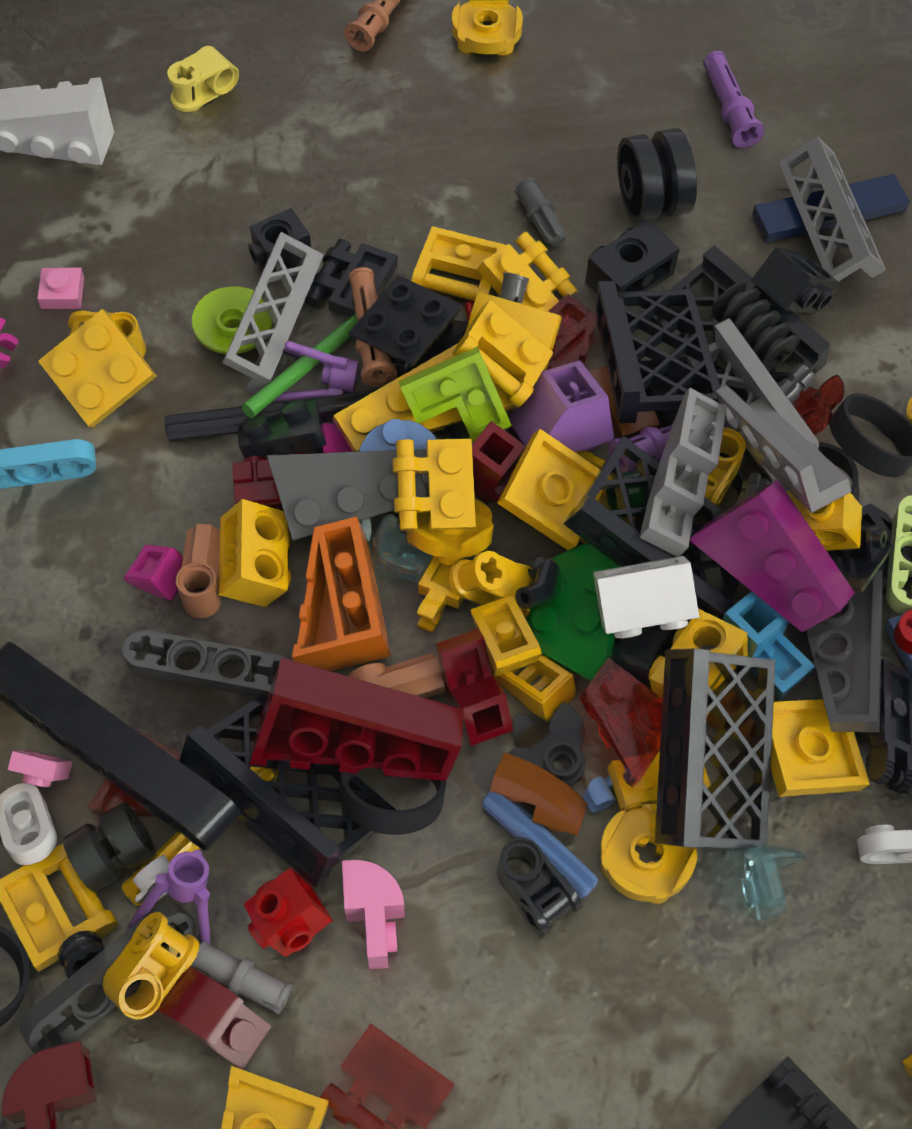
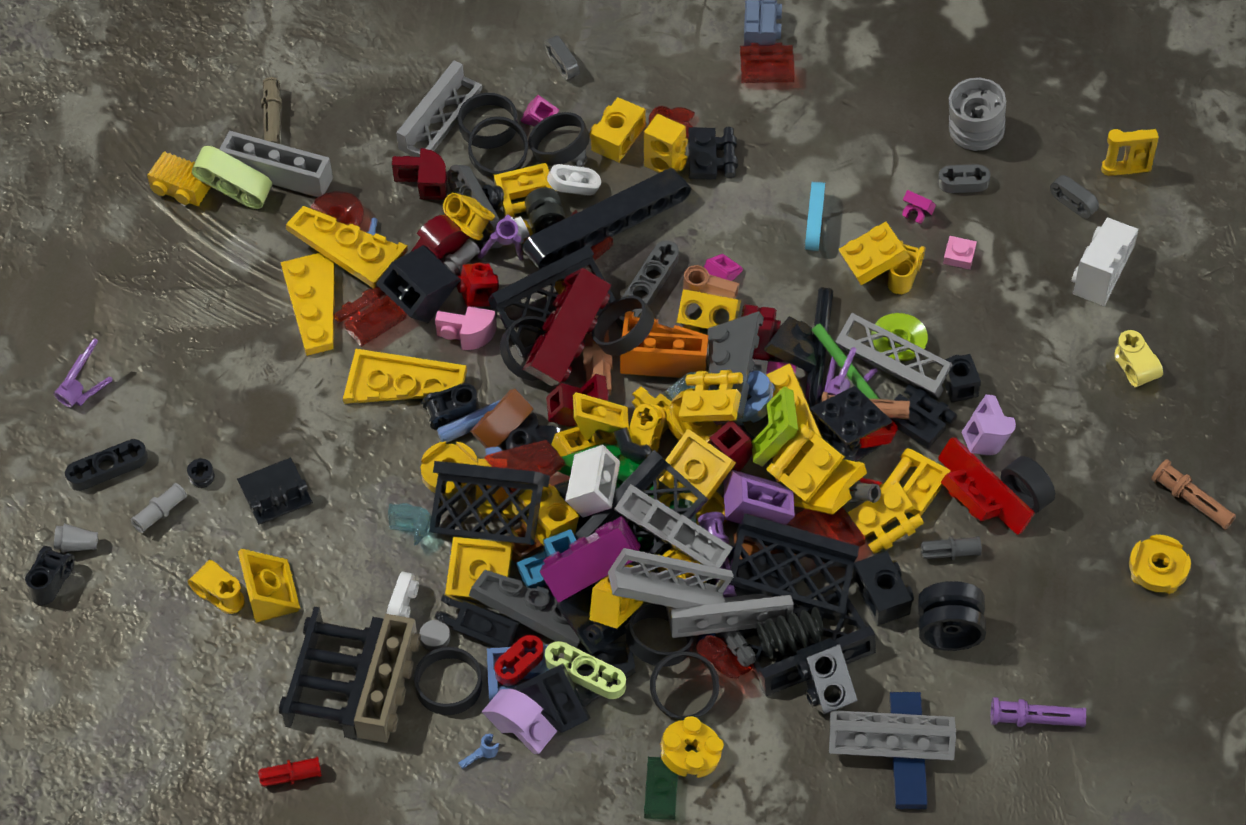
camera: 110 degrees right, 5 degrees down
(39, 768) = (606, 187): bright pink plate -> none
(316, 1011) = (419, 283): none -> black slope
(348, 588) = (631, 339): none -> black tyre
(360, 187) = (988, 428): none -> lavender brick
(434, 138) = (1029, 483): none -> black tyre
(445, 195) = (981, 489): none -> red bracket
(506, 1012) = (398, 377): none -> yellow wing

